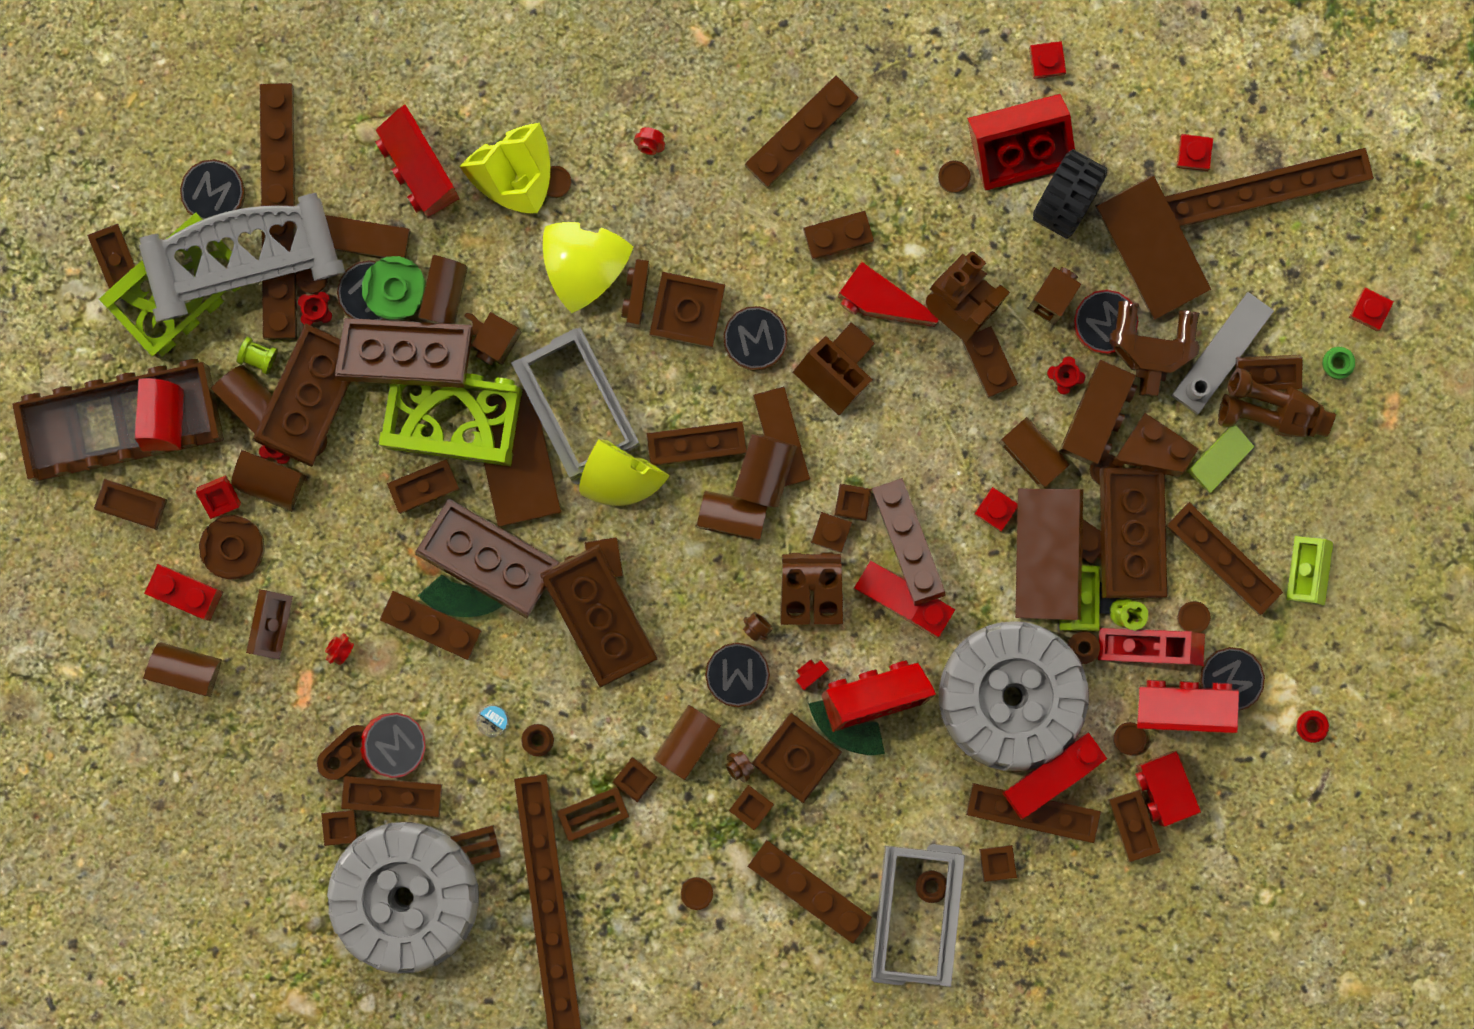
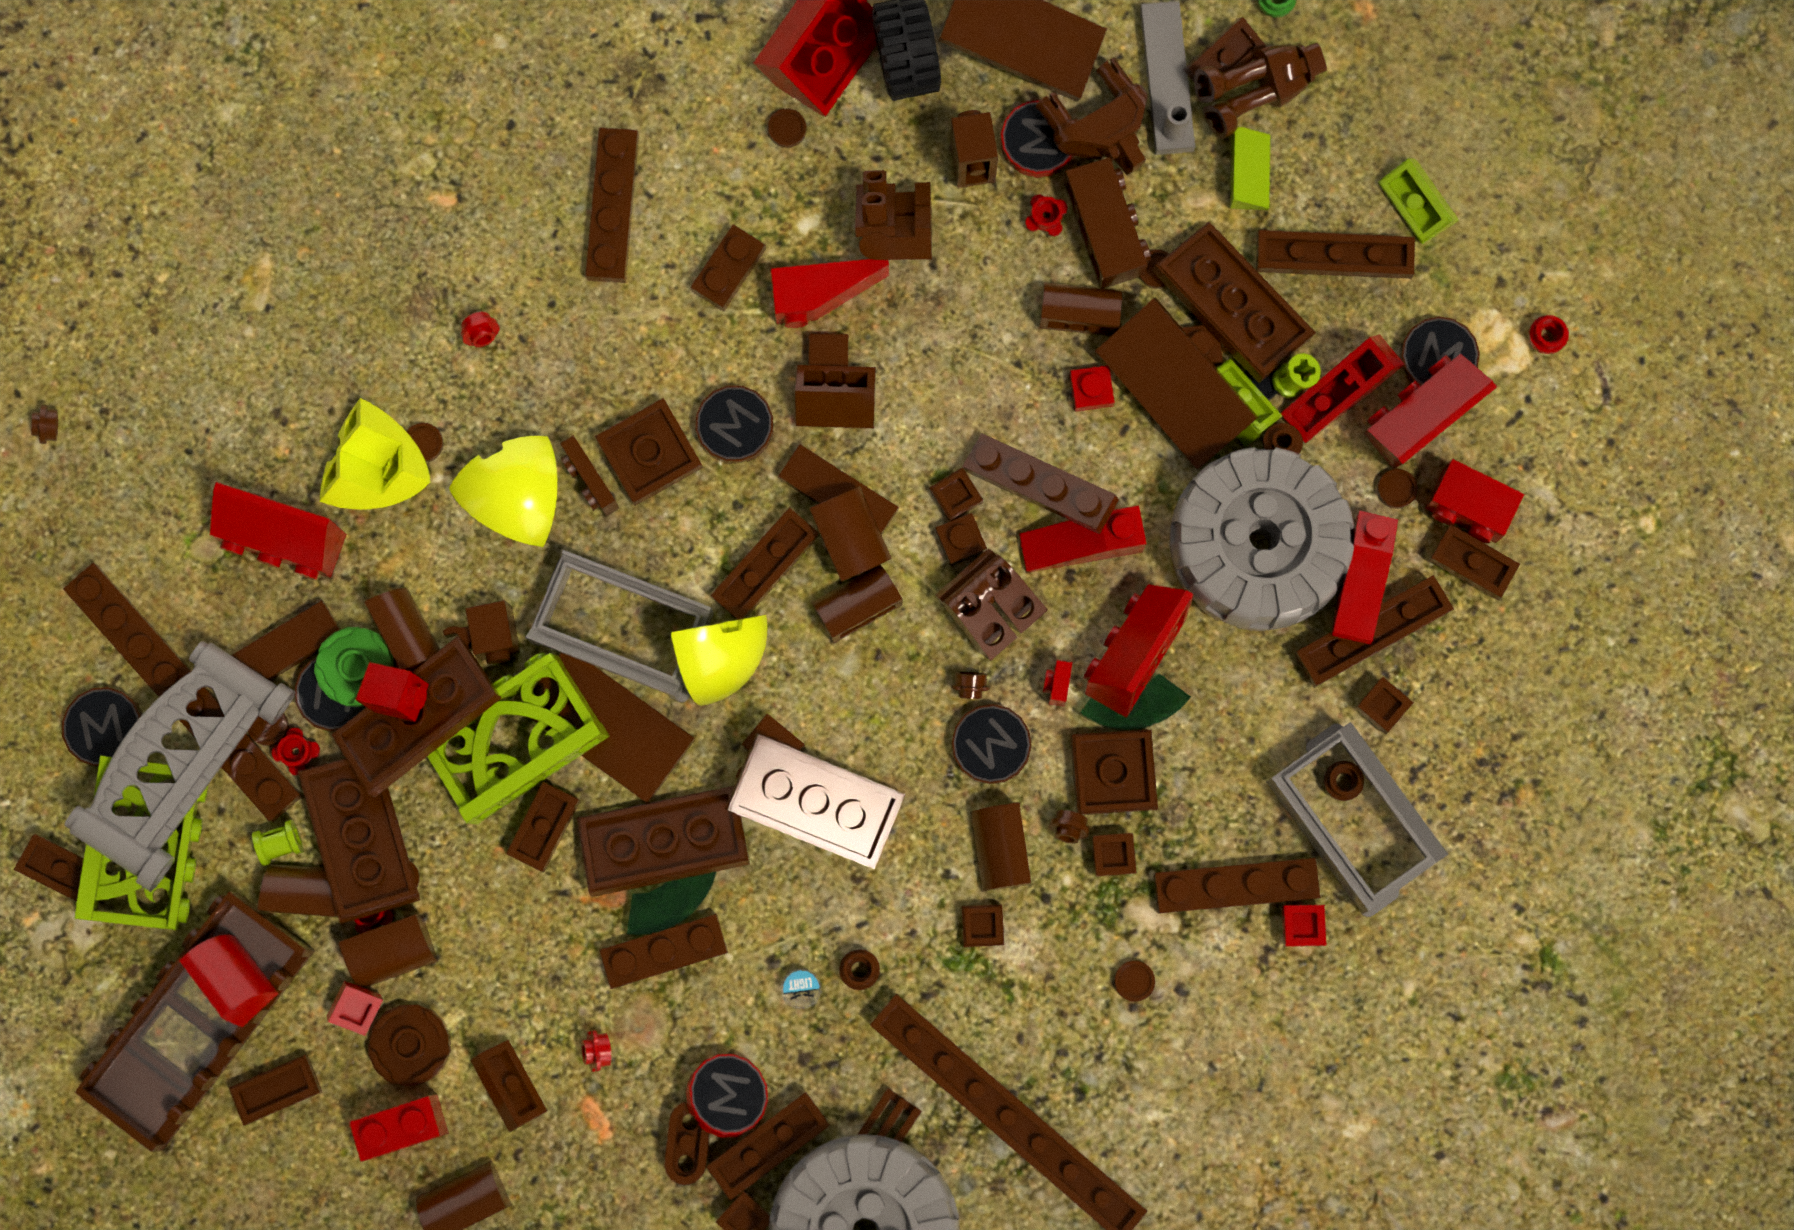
camera: 40 degrees left, 5 degrees down
(402, 327) = (392, 692): none -> red brick
(619, 803) = (957, 1023): reddish brown tile -> none
(827, 951) = (1304, 925): none -> red plate
(990, 362) = (967, 263): reddish brown plate -> none
(1156, 449) = (1186, 209): reddish brown wing -> none
(1193, 617) = (1354, 329): reddish brown piece -> none

